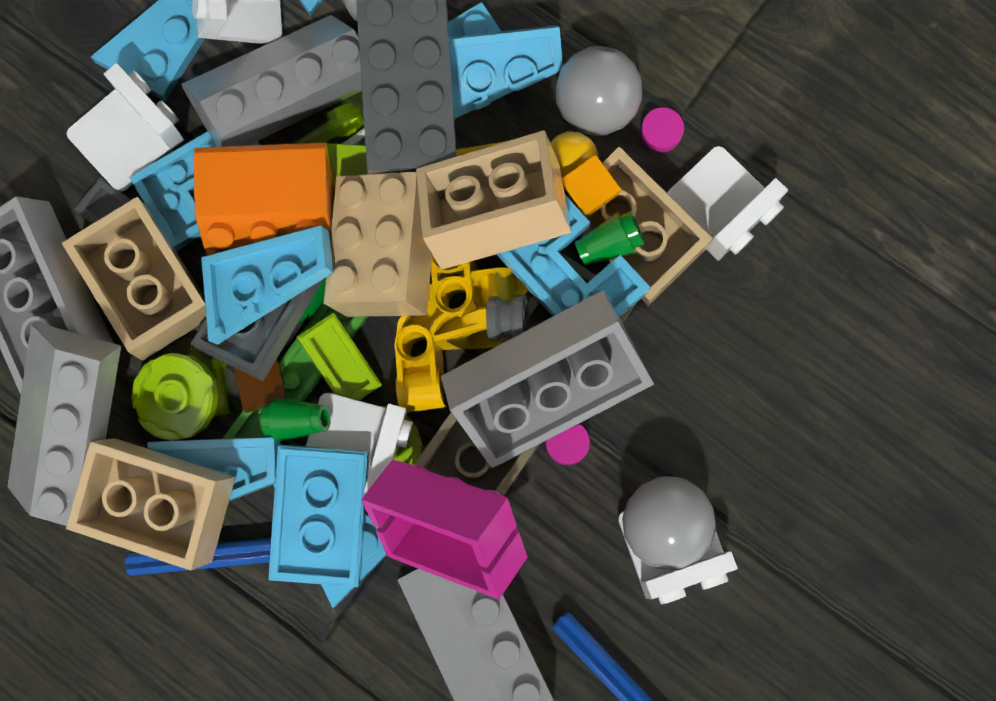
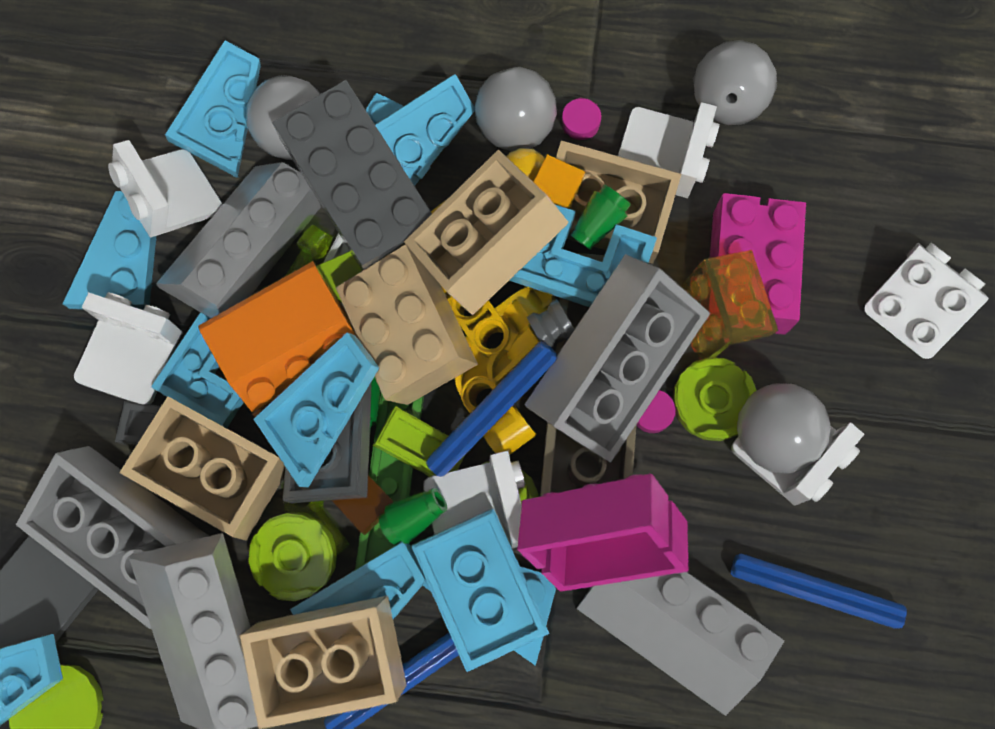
camera: 25 degrees left, 5 degrees down
(414, 363) = (492, 409): none -> blue axle
(627, 457) = (711, 397): none -> lime tile
(686, 381) = (736, 301): none -> clear yellow bracket
(741, 358) = (777, 242): none -> dark pink piece
(823, 174) = (736, 80): none -> light grey piece
(884, 479) = (926, 300): none -> white bracket

